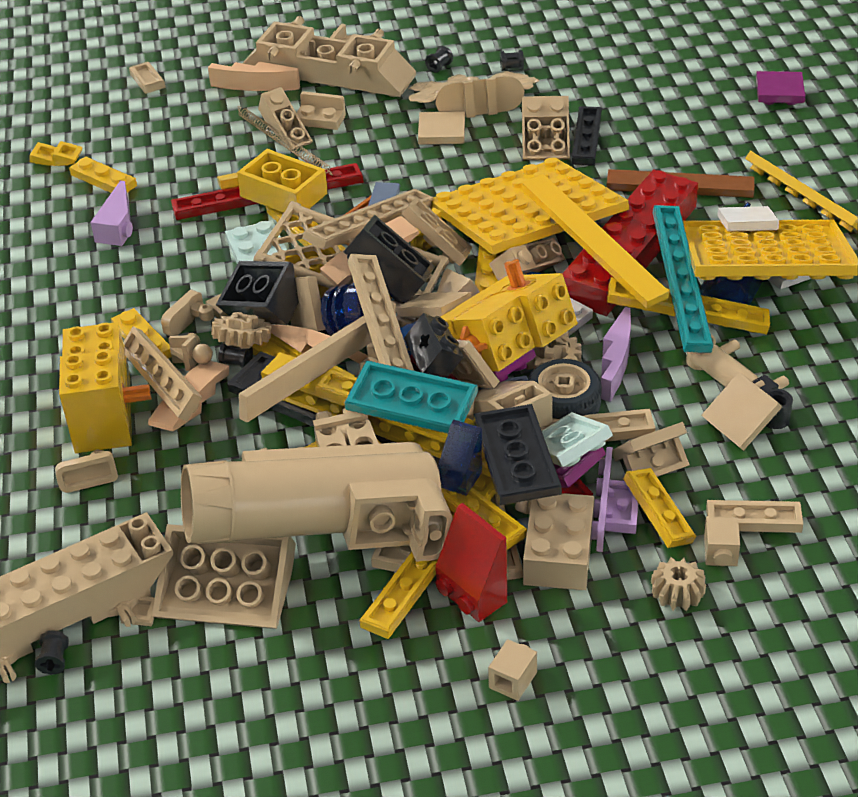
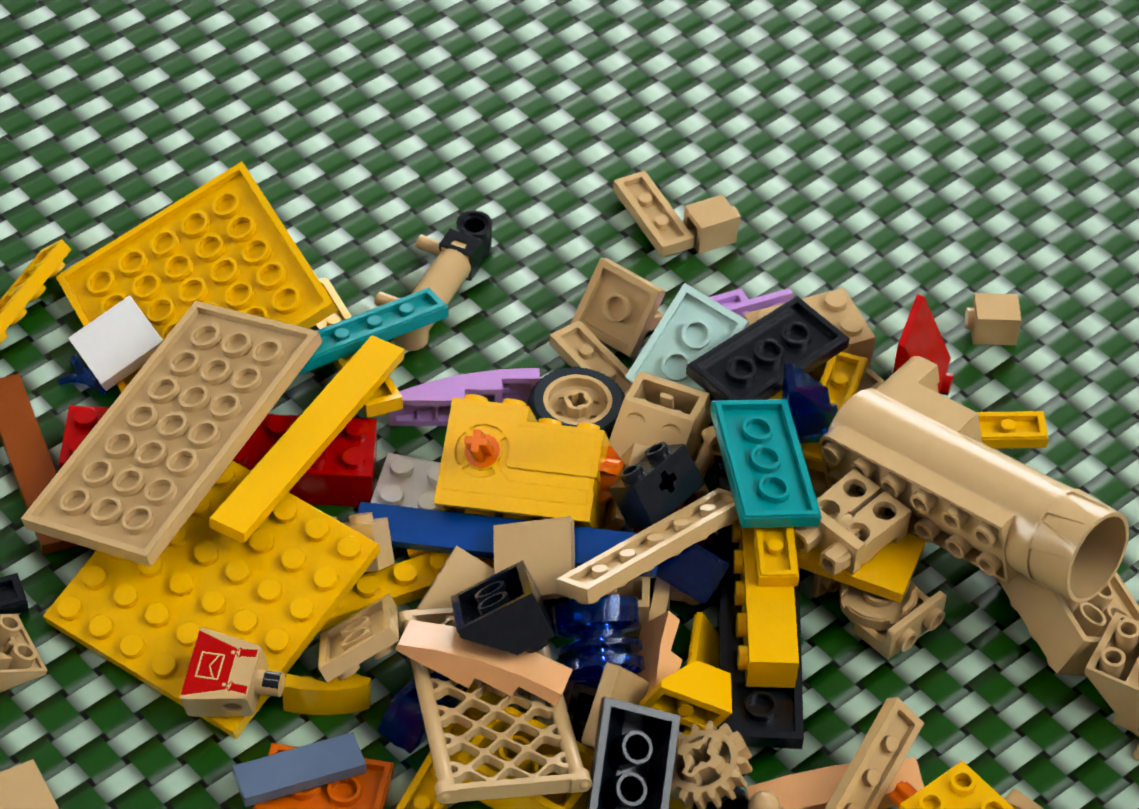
camera: 125 degrees left, 5 degrees up
(288, 333) = (694, 692): none -> yellow slope
(304, 369) = (776, 586): tan tile -> none
(349, 225) = (392, 710): tan tile -> none
(451, 184) = (227, 677): none -> tan torso
(631, 188) = (172, 432): none -> tan plate
(659, 507) = (705, 274): yellow tile -> none
(678, 584) = (793, 238): tan gear -> none
(741, 411) = (506, 254): tan tile -> none

